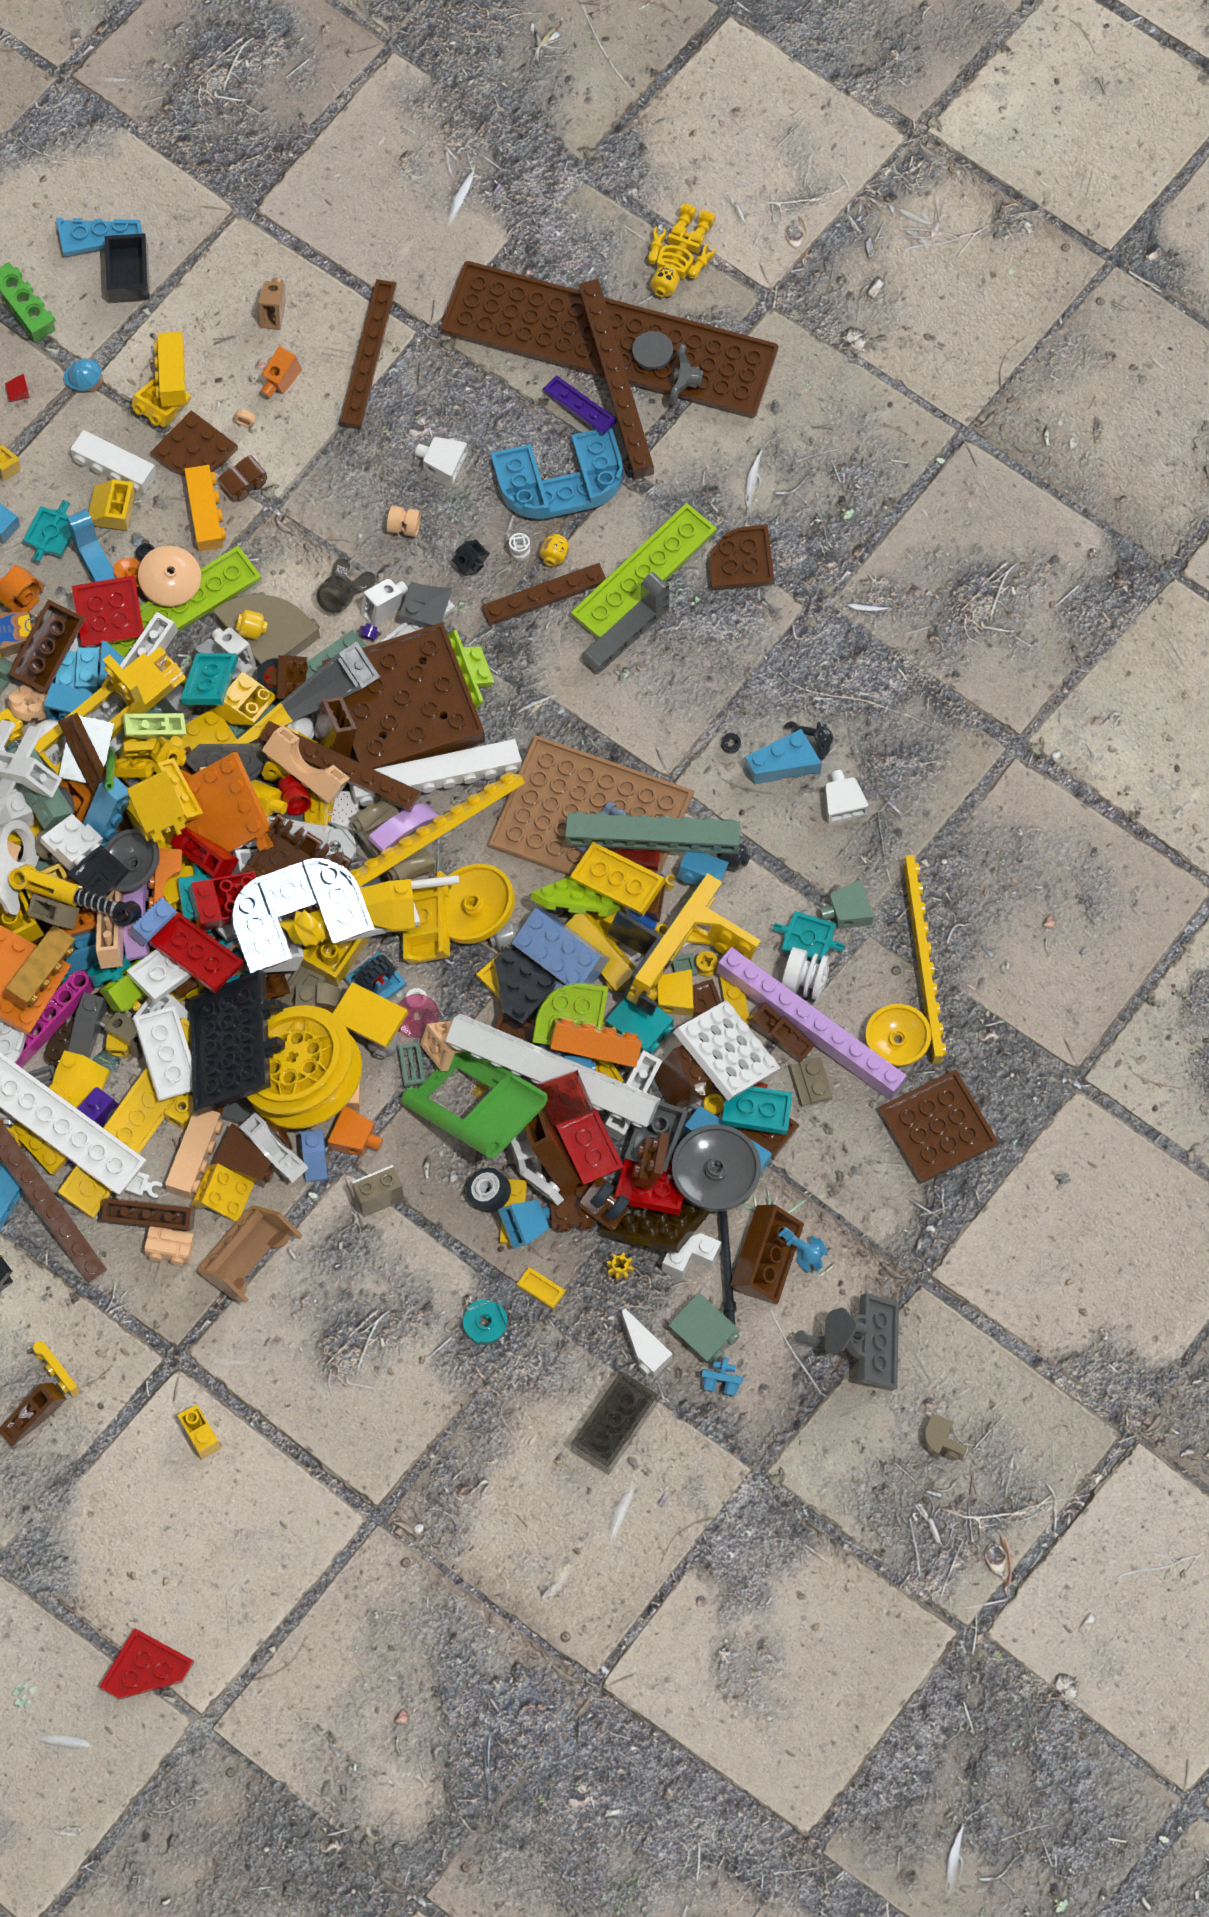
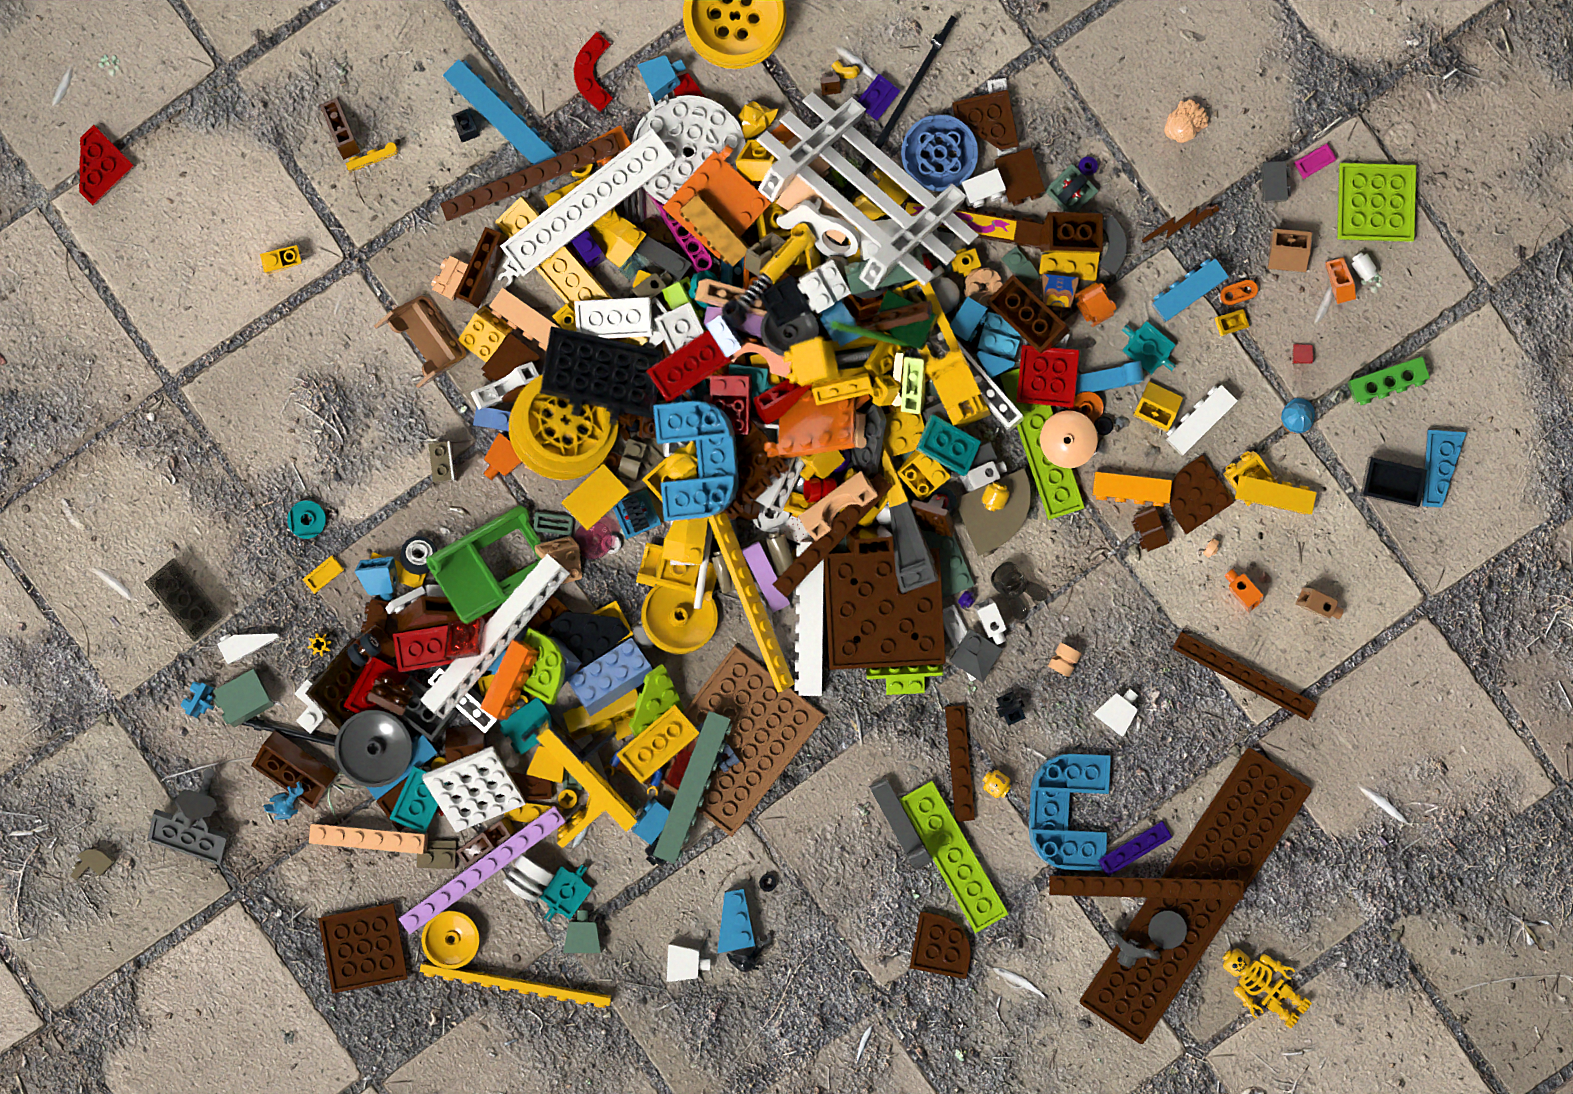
camera: 105 degrees right, 20 degrees up
(522, 550) = (1007, 754): white wheel -> none
(817, 1150) = (368, 838): none -> light nougat arch

